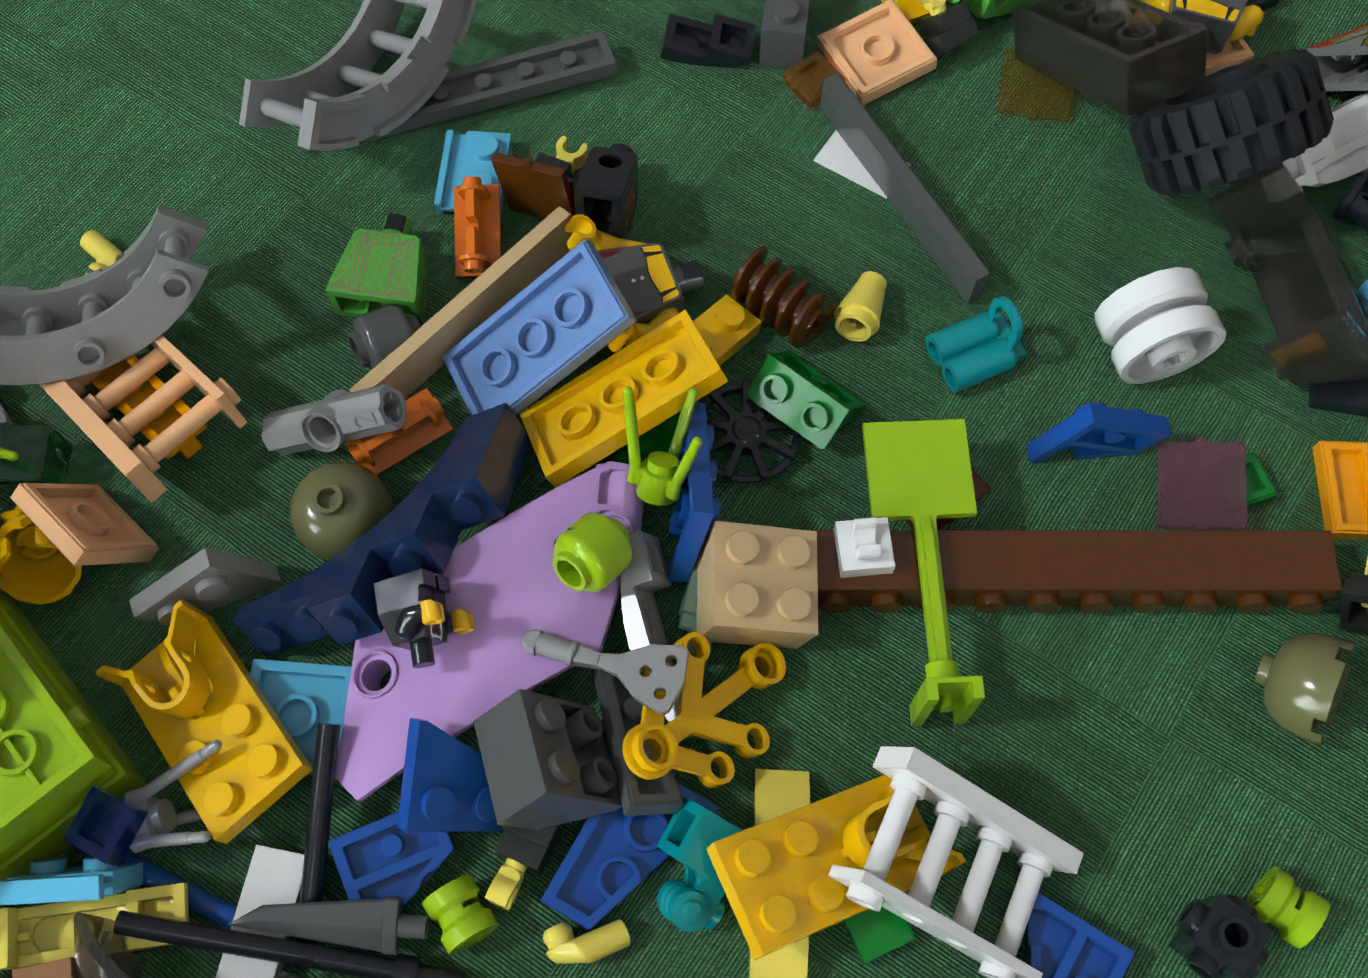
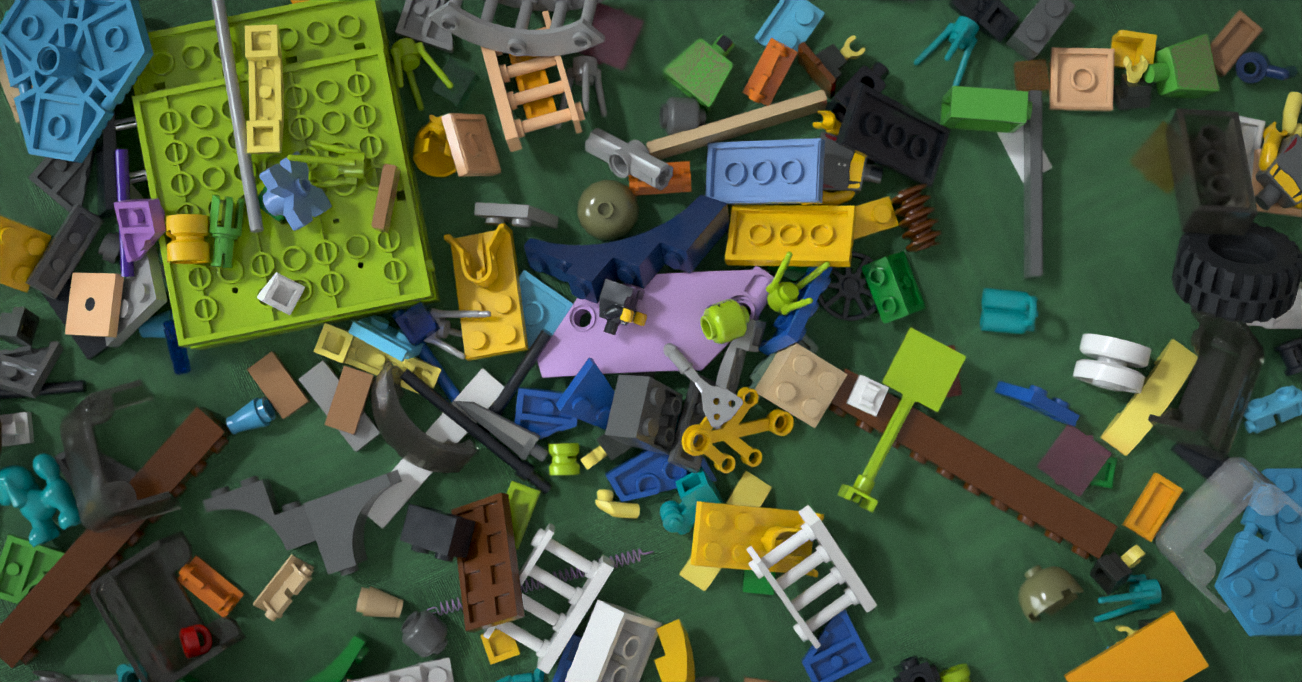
camera: 25 degrees right, 20 degrees up
(222, 359) = (585, 74): none -> light grey plant
(238, 302) = (620, 36): none -> clear pink piece
(679, 206) = (892, 135): none -> black tile
(698, 76) = (961, 35): none -> teal plant
(758, 158) = (985, 109): none -> bright green window
(861, 309) = (960, 249): light yellow cone -> none
(1240, 364) = (1157, 393): none -> light yellow slope

